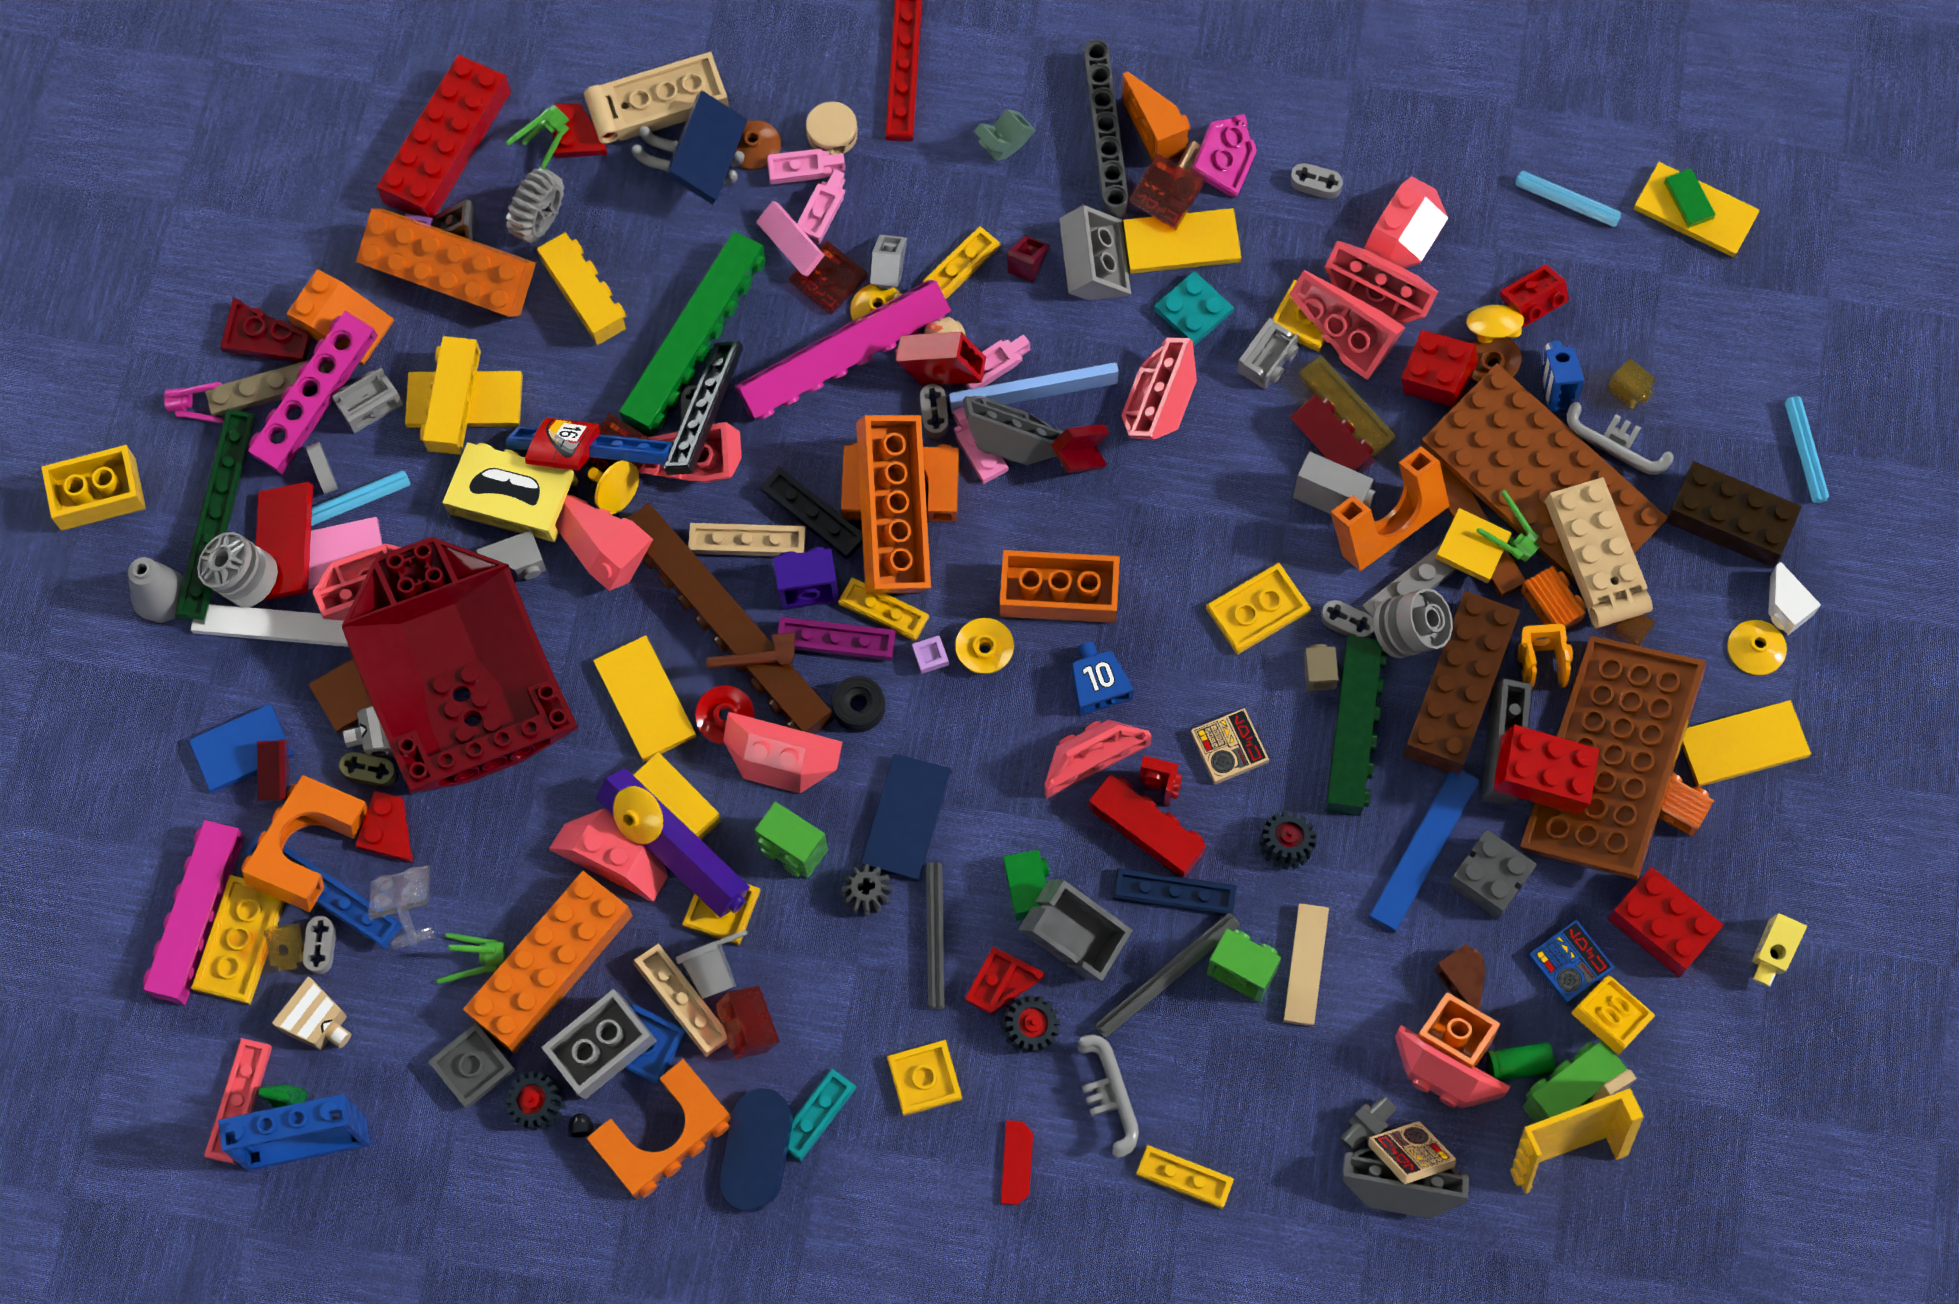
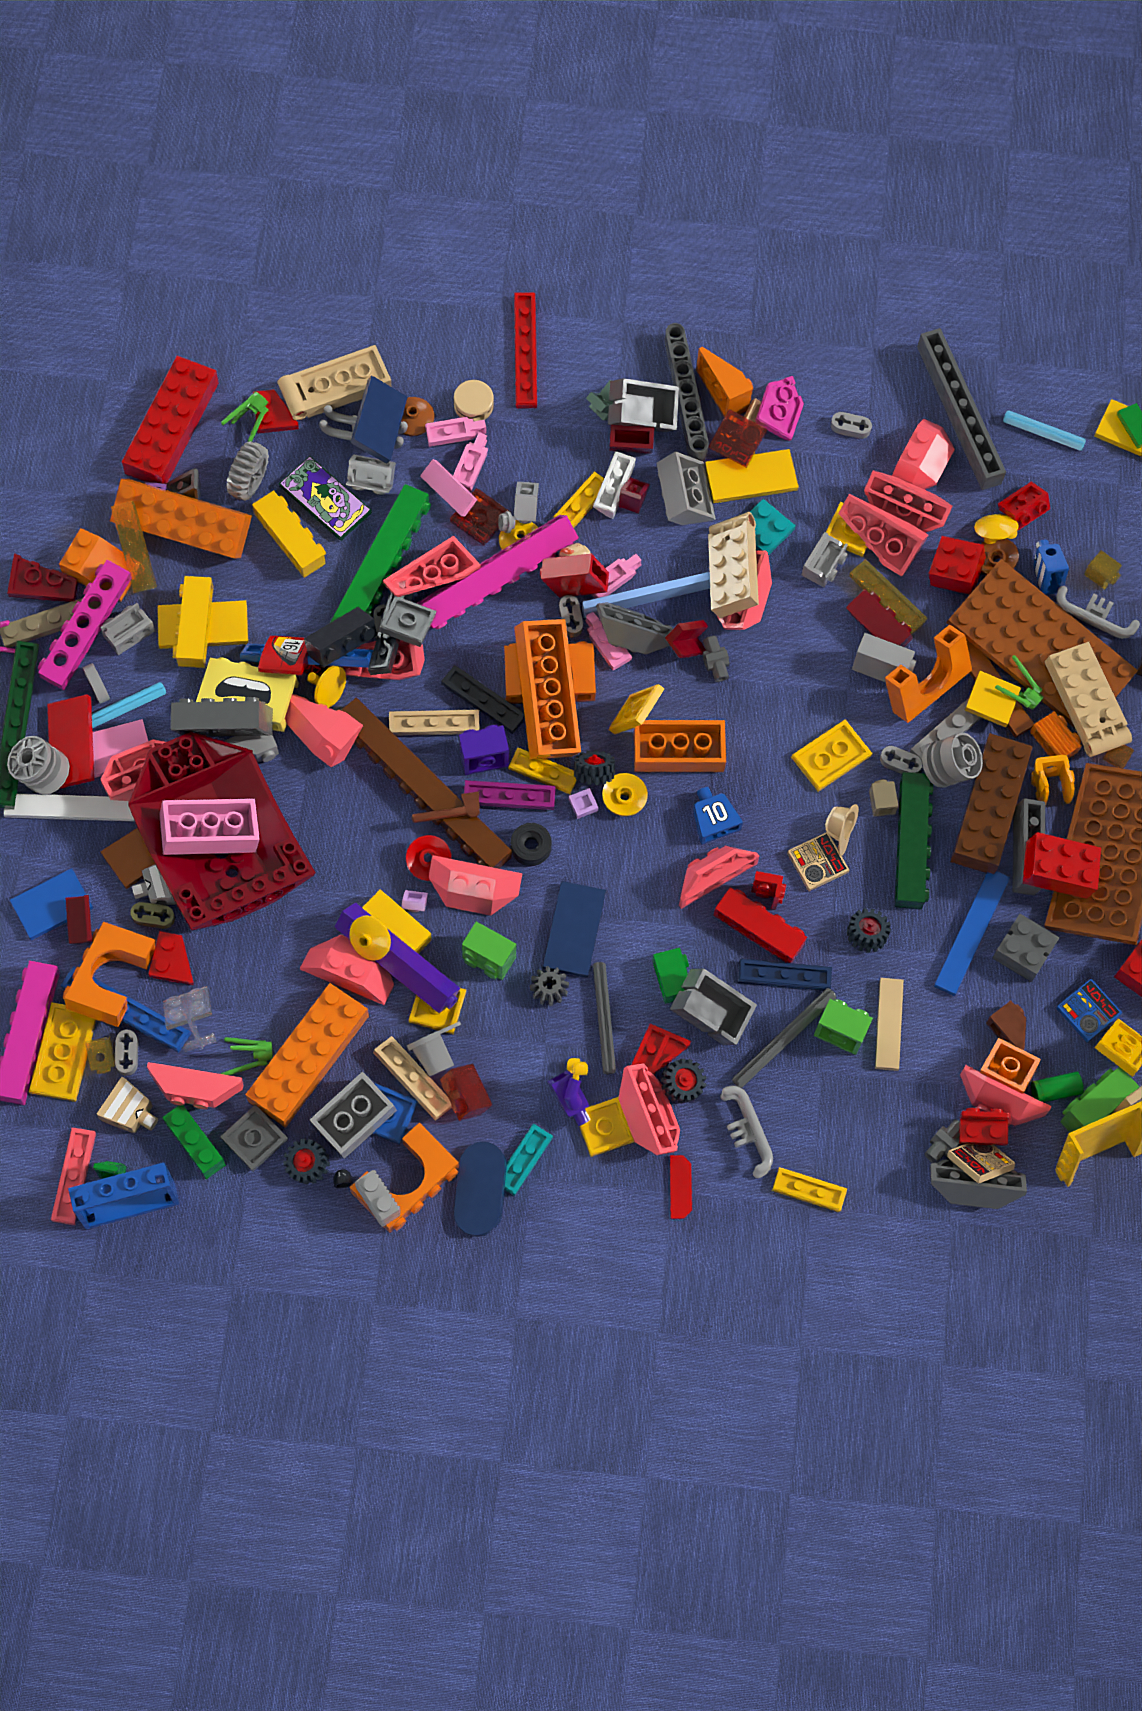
camera: 10 degrees left, 0 degrees up
(382, 295) = (133, 546): none -> clear yellow plate
(393, 1065) = (194, 1141): none -> green brick
(398, 995) = (194, 1086): none -> coral wedge
(444, 660) = (209, 826): none -> bright pink brick
(472, 520) = (222, 718): none -> dark grey brick
(620, 1155) = (378, 1198): none -> light grey brick
(632, 244) = (325, 498): none -> tile
(632, 424) = (340, 637): none -> black brick
(644, 698) = (364, 849): yellow tile -> none
(691, 217) = (370, 474): none -> light grey hinge
(702, 769) = (414, 901): none -> lavender plate
(720, 408) = (407, 621): none -> tile
(764, 340) = (439, 566): none -> coral wedge
(860, 286) = (506, 522): none -> light grey plate
(878, 1032) = (568, 1092): none -> dark purple torso
(947, 608) = (594, 767): none -> black wheel
(981, 1061) = (648, 1110): none -> coral wedge
(1005, 536) = (636, 709): none -> yellow tile
(1009, 229) = (616, 476): none -> white slope
(1029, 186) = (631, 439): none -> dark red brick
(1046, 143) = (643, 404): none -> dark grey piece
(1116, 475) = (716, 658): none -> dark grey axle
(1146, 355) = (733, 565): none -> tan hinge
(1262, 700) = (840, 825): none -> tan piece
(1419, 1109) = (983, 1127): none -> red bracket
(1460, 166) = (961, 409): none -> dark grey brick

